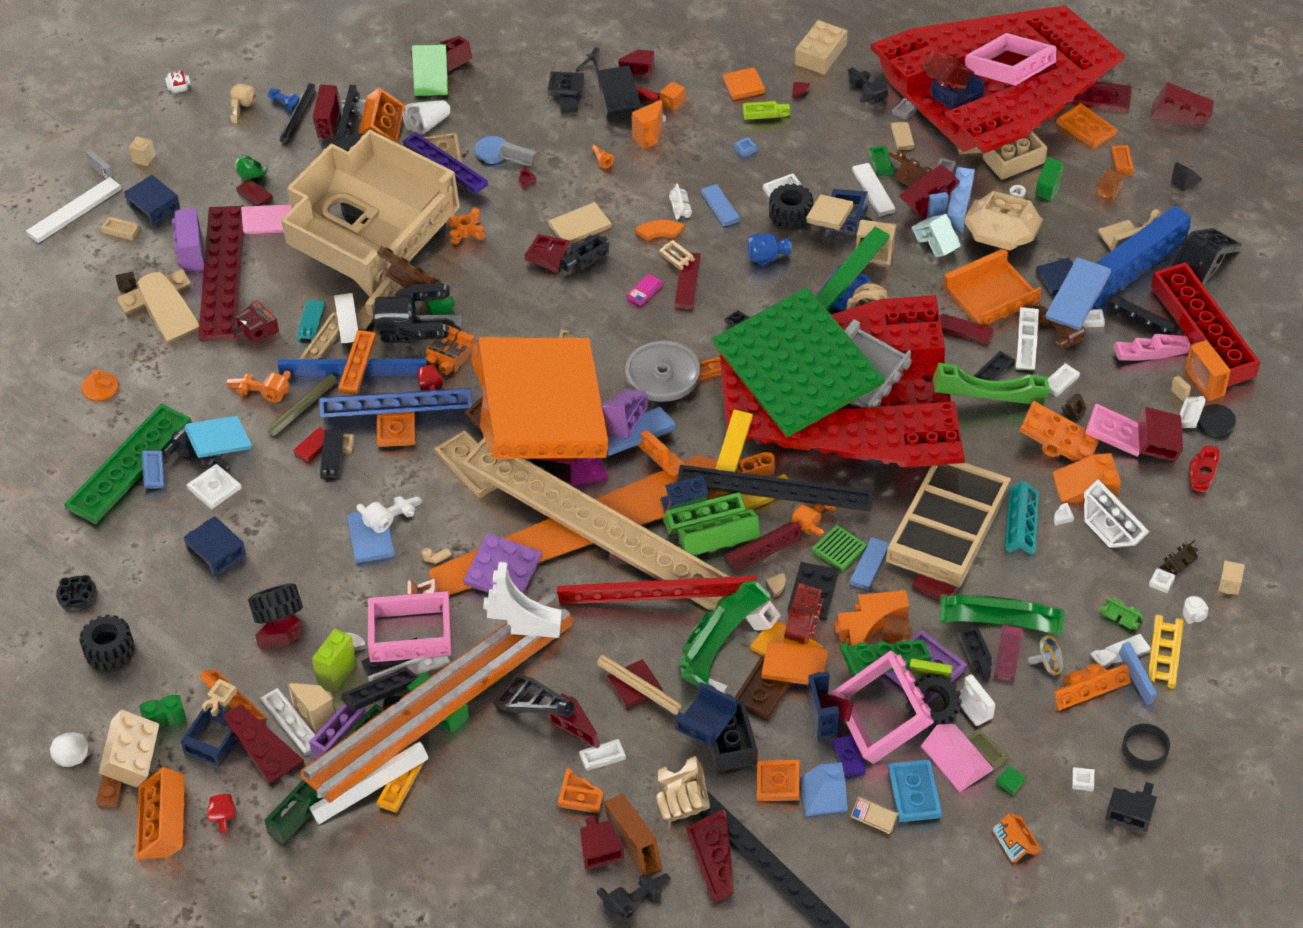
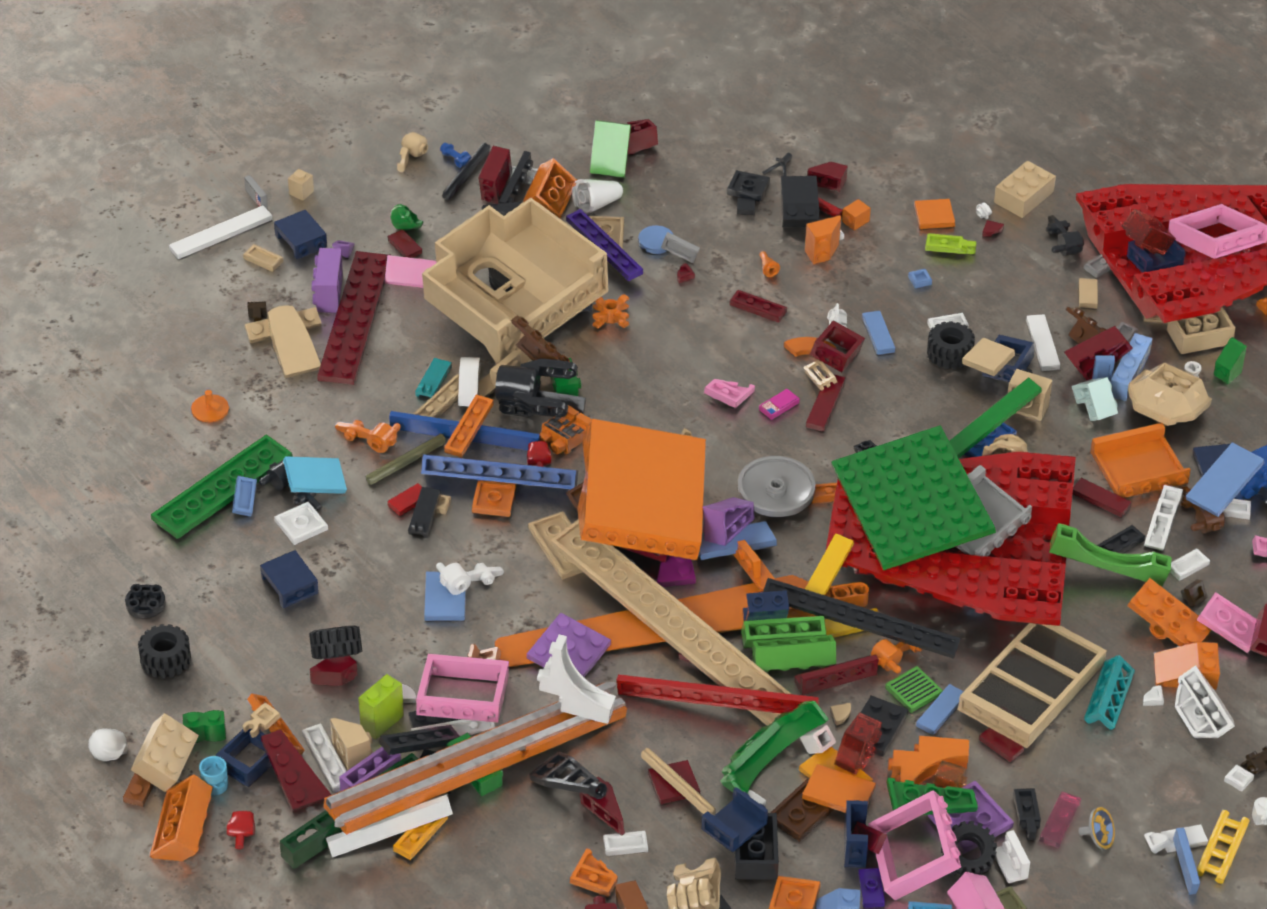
camera: 10 degrees right, 5 degrees down
(177, 82) = (351, 121): white head -> none
(183, 760) = (214, 772): none -> medium azure wheel
(199, 204) = (346, 247): none -> medium lavender slope
(255, 323) = (377, 372): dark red torso -> none
(429, 556) = (503, 628): tan arm -> none
(548, 251) = (689, 350): dark red plate -> none
(580, 223) = (728, 328): tan tile -> none
(586, 253) = (727, 357): black brick -> none
(594, 286) = (728, 392): none -> bright pink wing
(602, 198) = (758, 306): none -> dark red tile
(689, 215) = (841, 336): none -> dark red window
(765, 248) = (913, 383): blue piece -> none
(788, 73) = (983, 210): none -> white plate
(881, 160) = (1058, 315): green tile -> none
(921, 668) = (963, 813): lime tile -> none
(1001, 611) = (1059, 777): green windscreen -> none
(1089, 683) = (1135, 862): orange bracket -> none
(1129, 616) = (1194, 806): bright green hinge -> none

